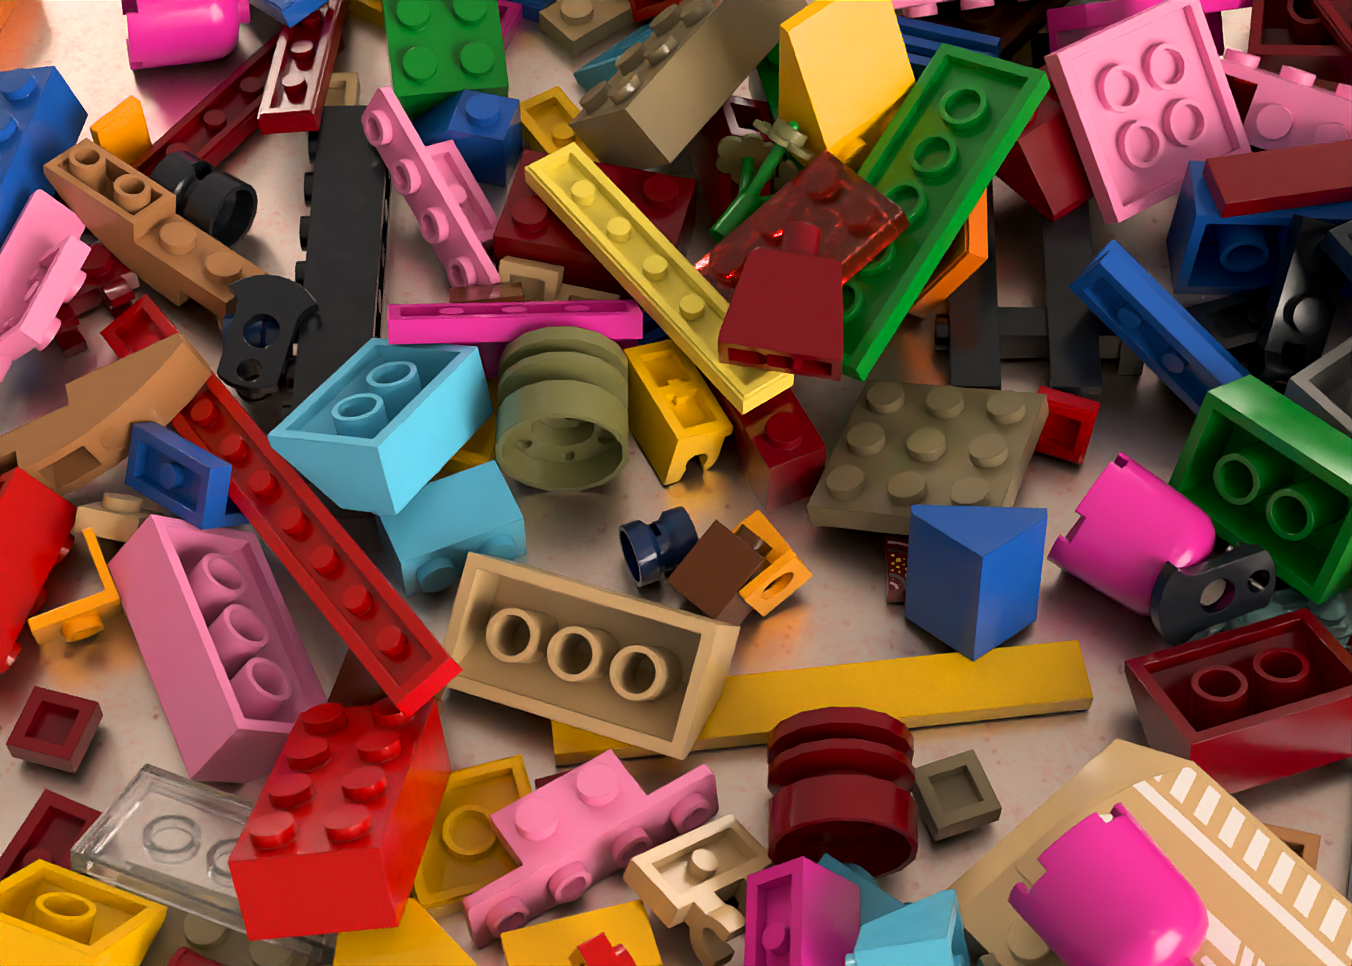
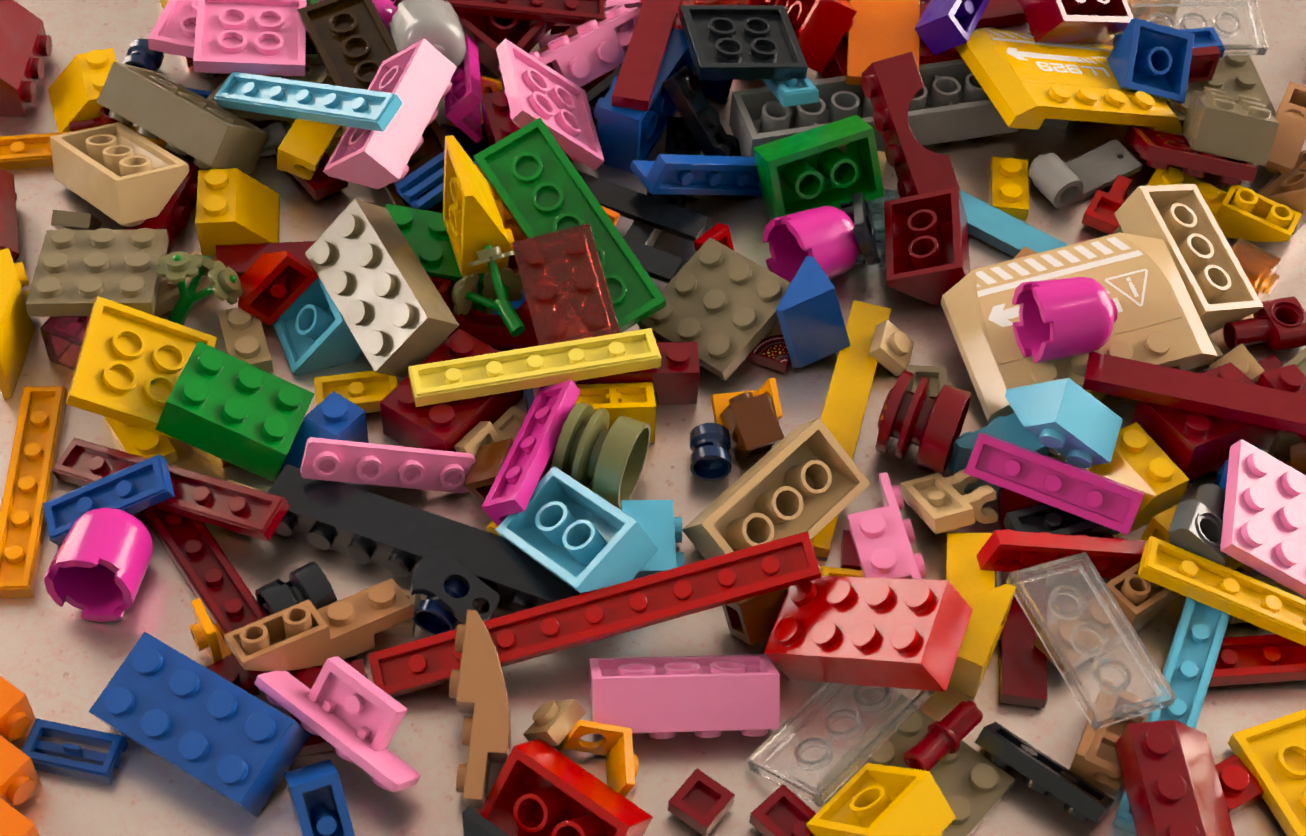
camera: 70 degrees left, 5 degrees down
(181, 477) = (556, 663): blue panel -> none
(787, 309) = (628, 300): dark red torso -> none
(1004, 720) = (891, 347): none -> tan plate

